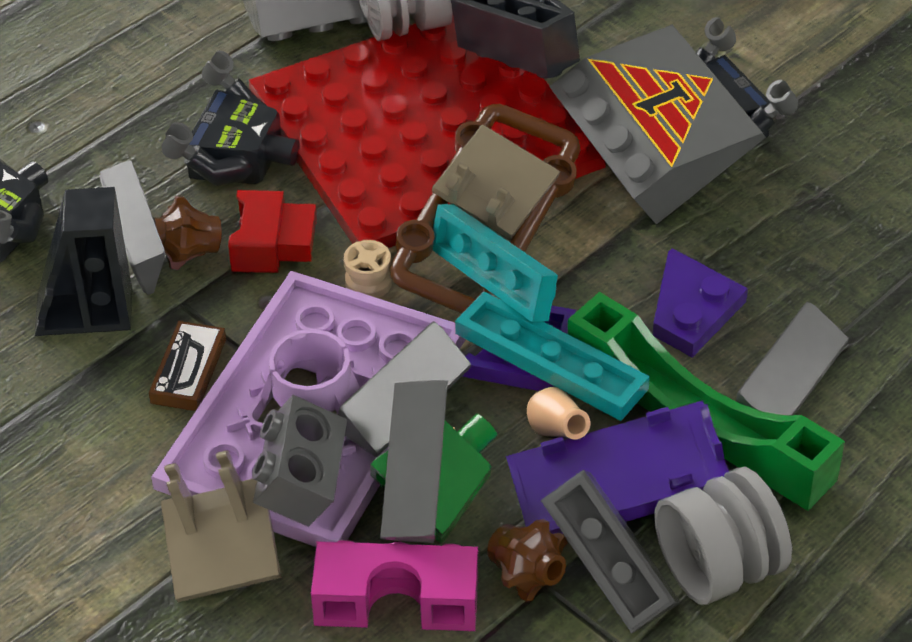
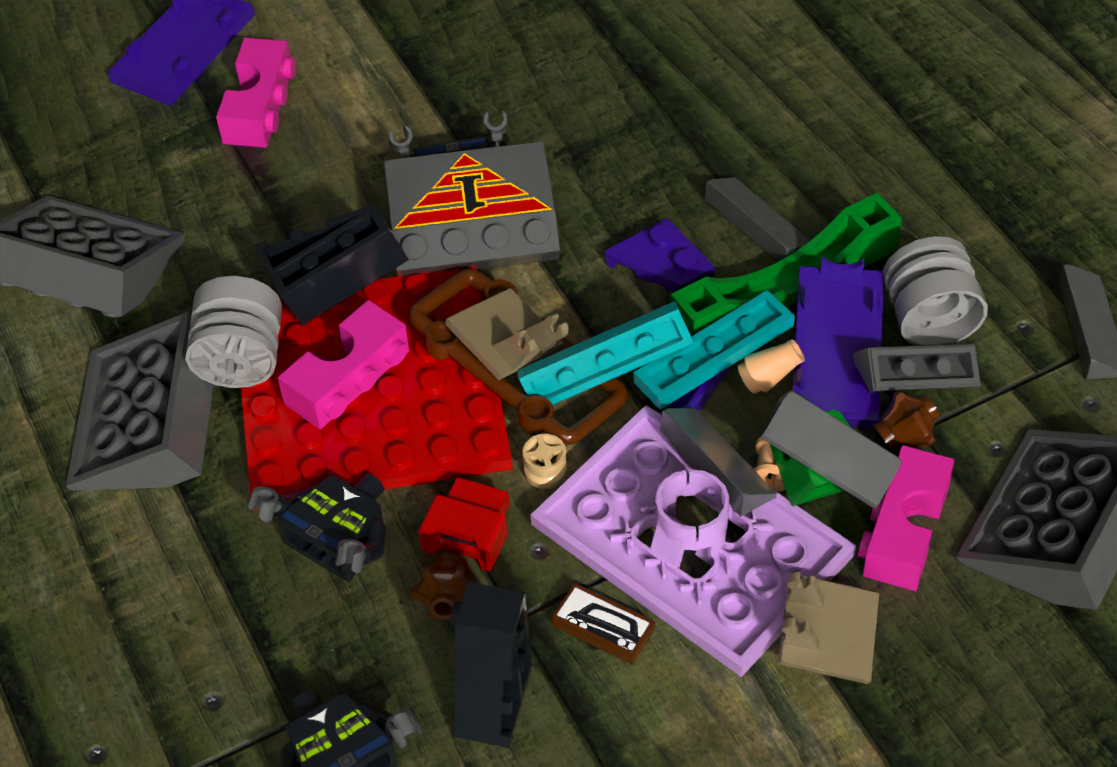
camera: 70 degrees left, 5 degrees up
(138, 226) = (401, 625): slope -> none
(299, 460) = (787, 537): dark grey brick -> none
(440, 95) = (323, 388): none -> dark pink arch

